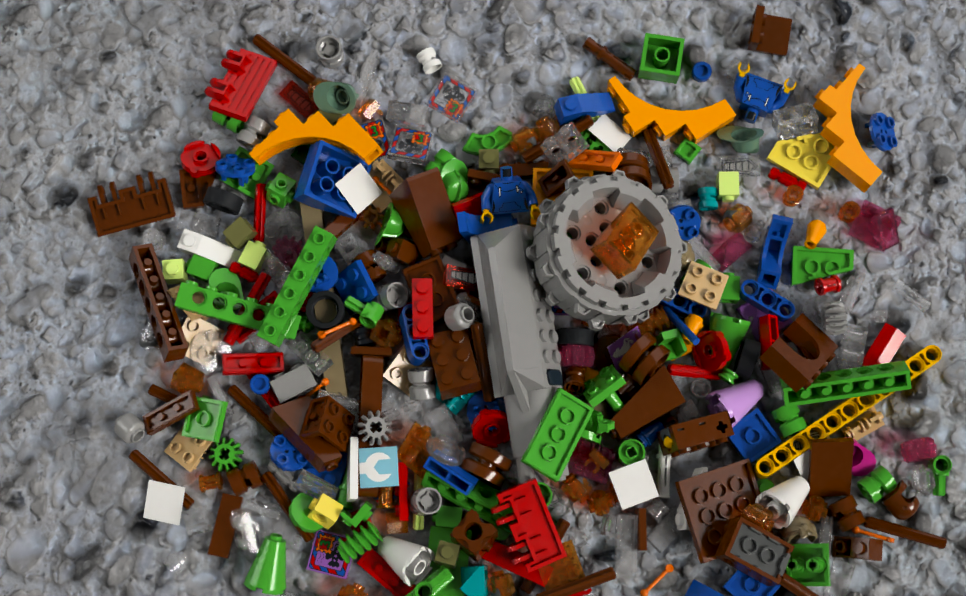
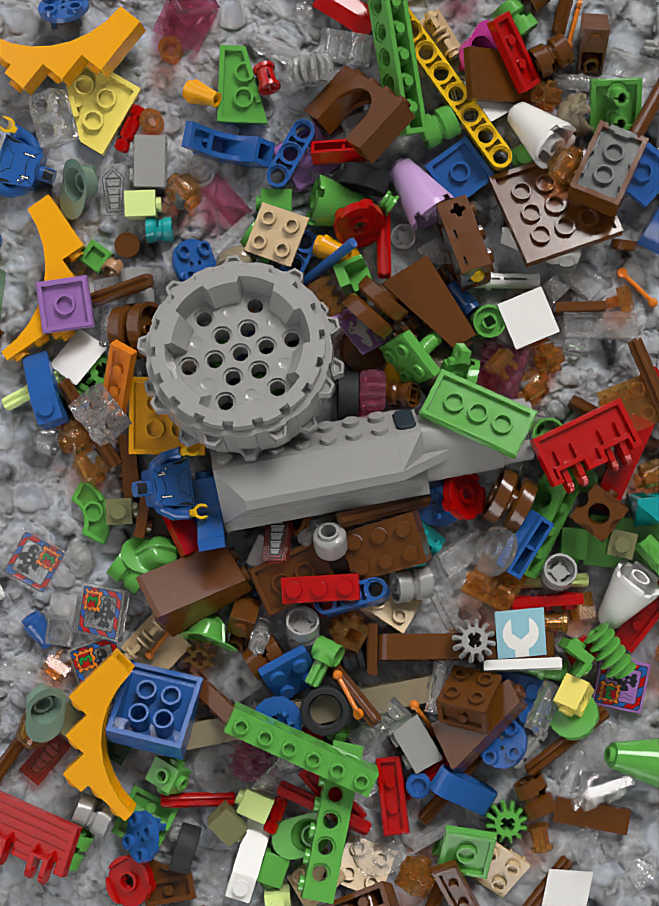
camera: 90 degrees left, 10 degrees up
(254, 419) = (463, 790): none -> blue beam
(358, 188) = (164, 676): white sticker -> none
(402, 94) = (36, 626): none -> blue cone
(553, 180) = (146, 423): reddish brown slope -> none
(625, 241) = (236, 334): clear orange slope -> none
(646, 566) = (623, 299): none -> clear orange tile
(650, 124) = (65, 304): none -> medium lavender tile
(679, 162) = (112, 267): none -> medium nougat hinge
(692, 568) = (624, 245): none -> reddish brown tile
(695, 175) = (127, 245): none -> reddish brown tile
(760, 193) = (150, 162): none -> light grey brick
(849, 480) = (513, 52): none -> red plate

